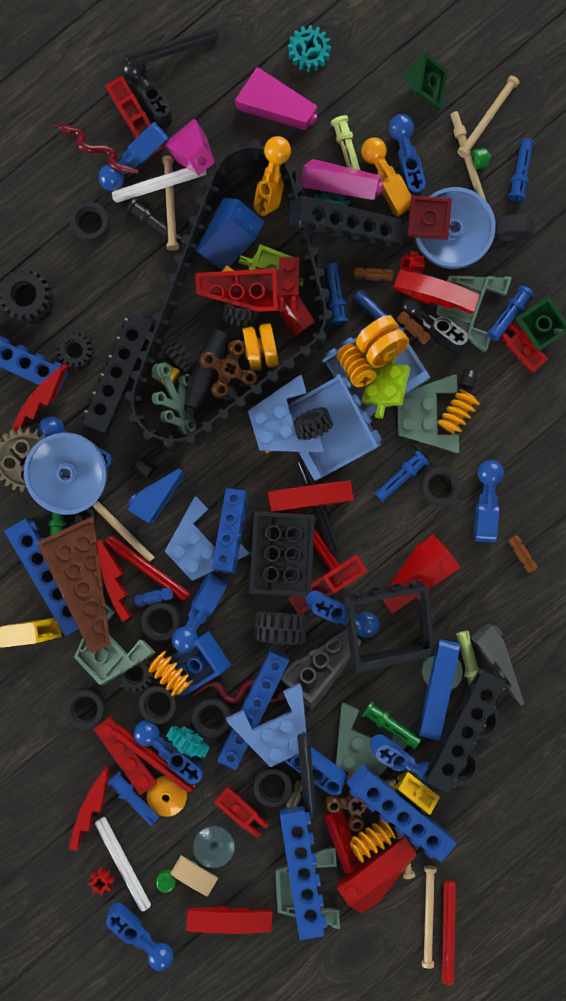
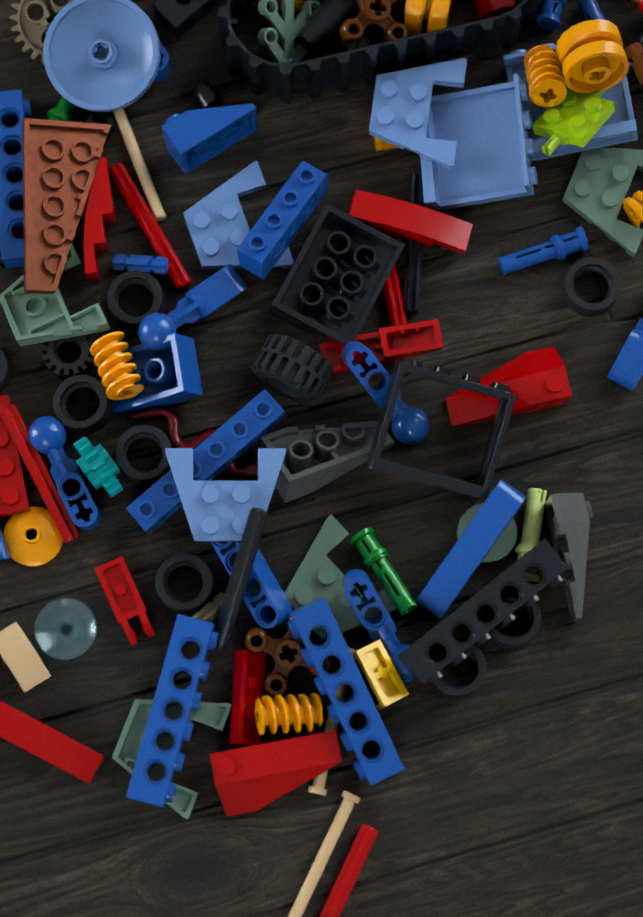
camera: 25 degrees right, 10 degrees down
(313, 423) = (455, 125): black tyre -> none

